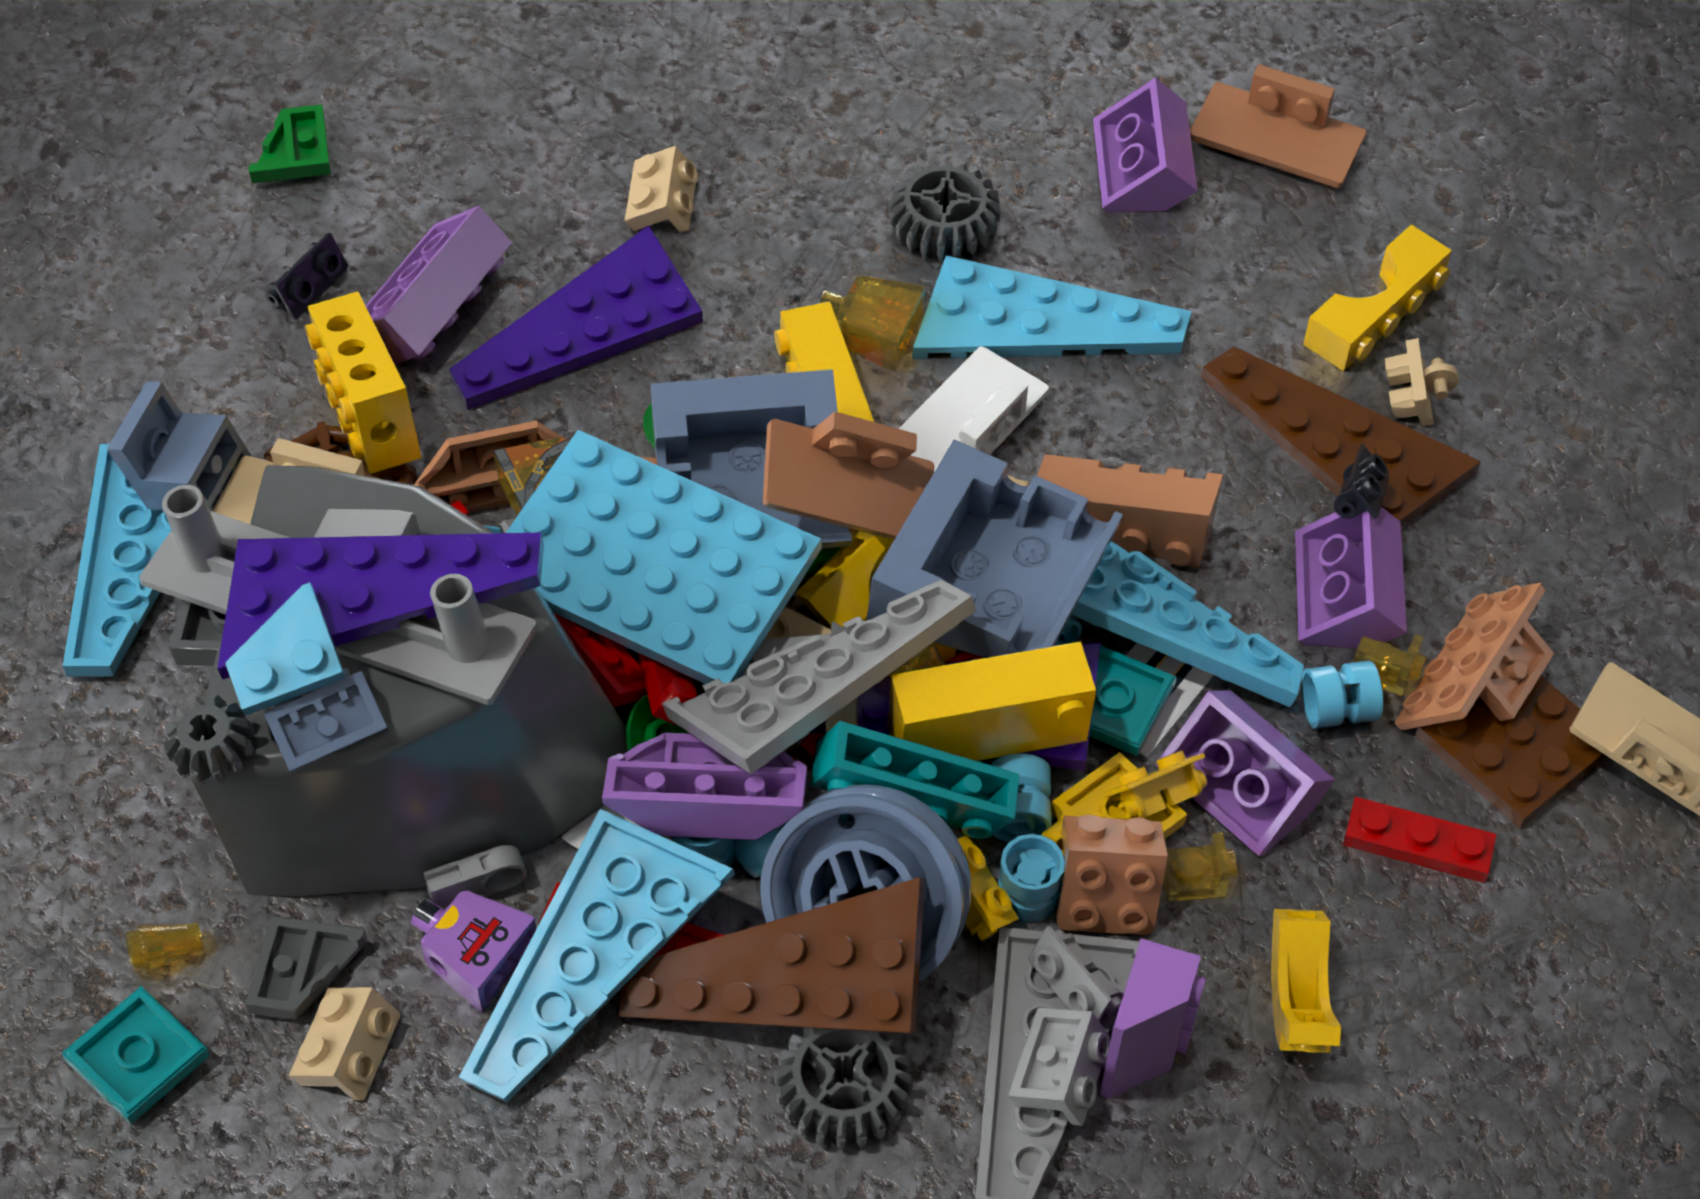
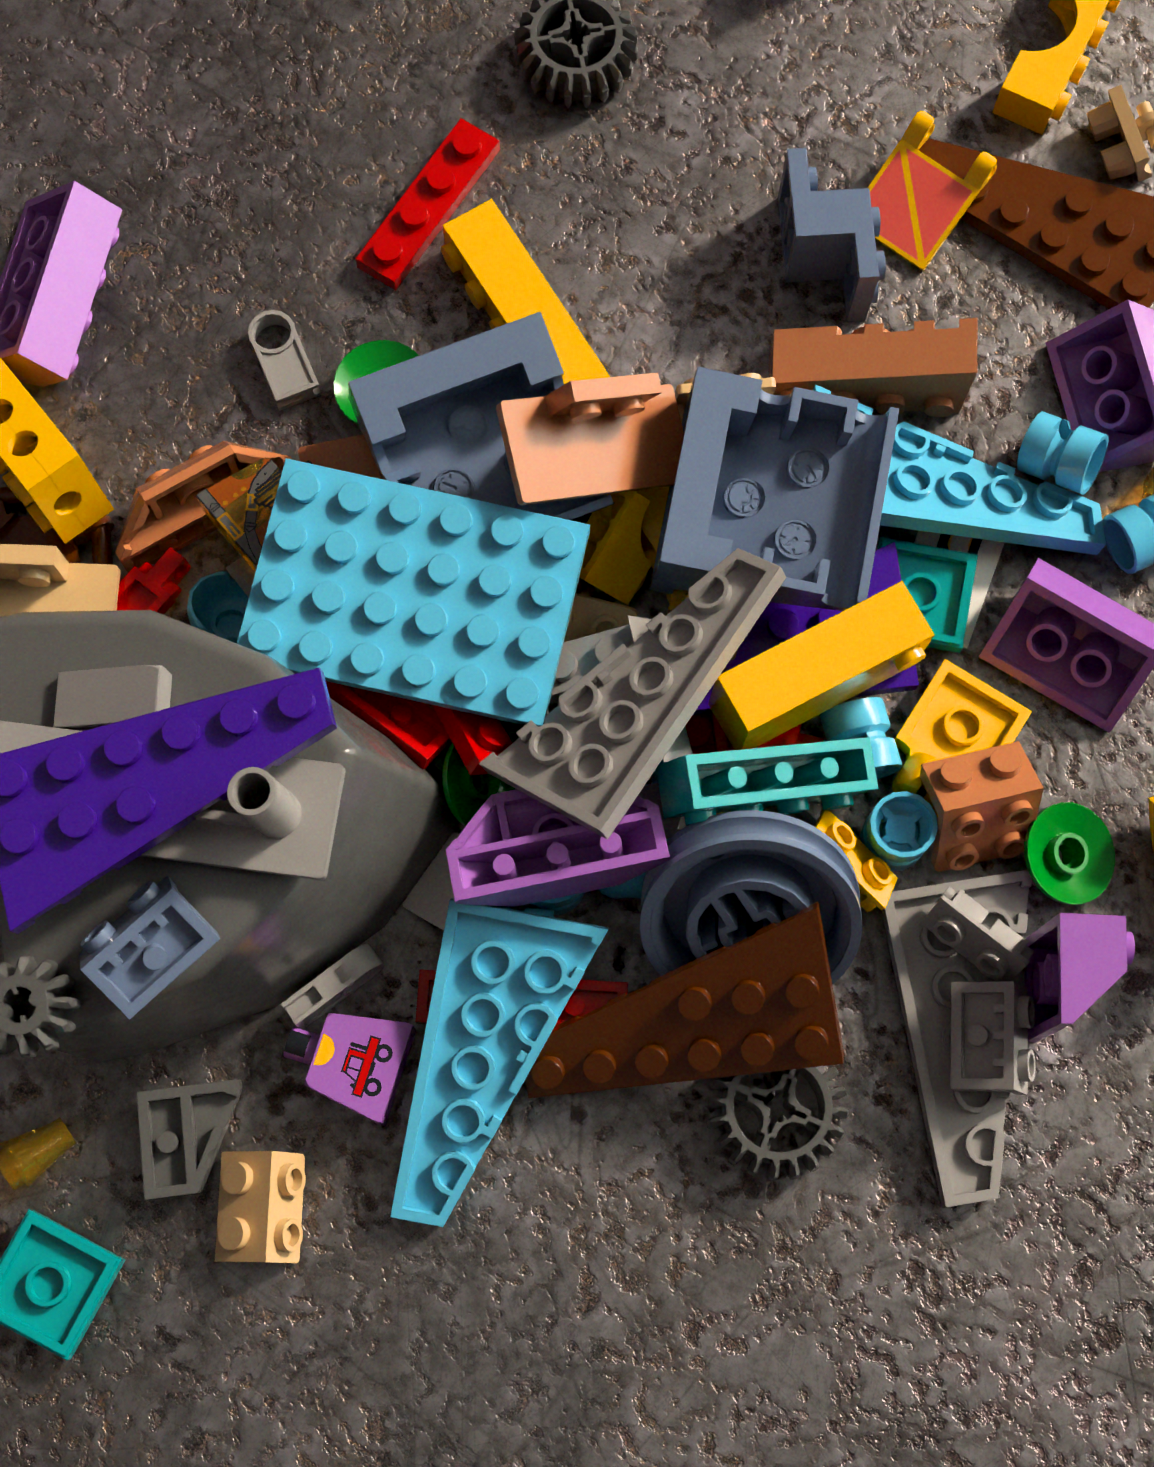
camera: 15 degrees left, 20 degrees up
(285, 655) = (83, 898): medium azure wing -> none
(602, 312) = (250, 260): dark purple wing -> none
(609, 394) = (284, 367): none -> light grey piece
(662, 190) = (262, 97): tan bracket -> none
(760, 309) = (428, 204): none -> red plate
(878, 318) = (543, 200): clear yellow torso -> none
(975, 406) = (672, 298): white bracket -> none
(1039, 316) = (702, 152): medium azure wing -> none
(1118, 393) = (829, 235): none -> sand blue bracket
(1141, 791) = (1010, 676): yellow hinge -> none
(1195, 923) = (1085, 850): none -> green dish
(1199, 870) = (1064, 765): clear yellow bracket -> none
(1209, 390) = (922, 198): none -> coral flag
(1282, 612) = (1065, 453): none -> medium azure wheel
(1362, 485) = (1114, 286): black hinge -> none

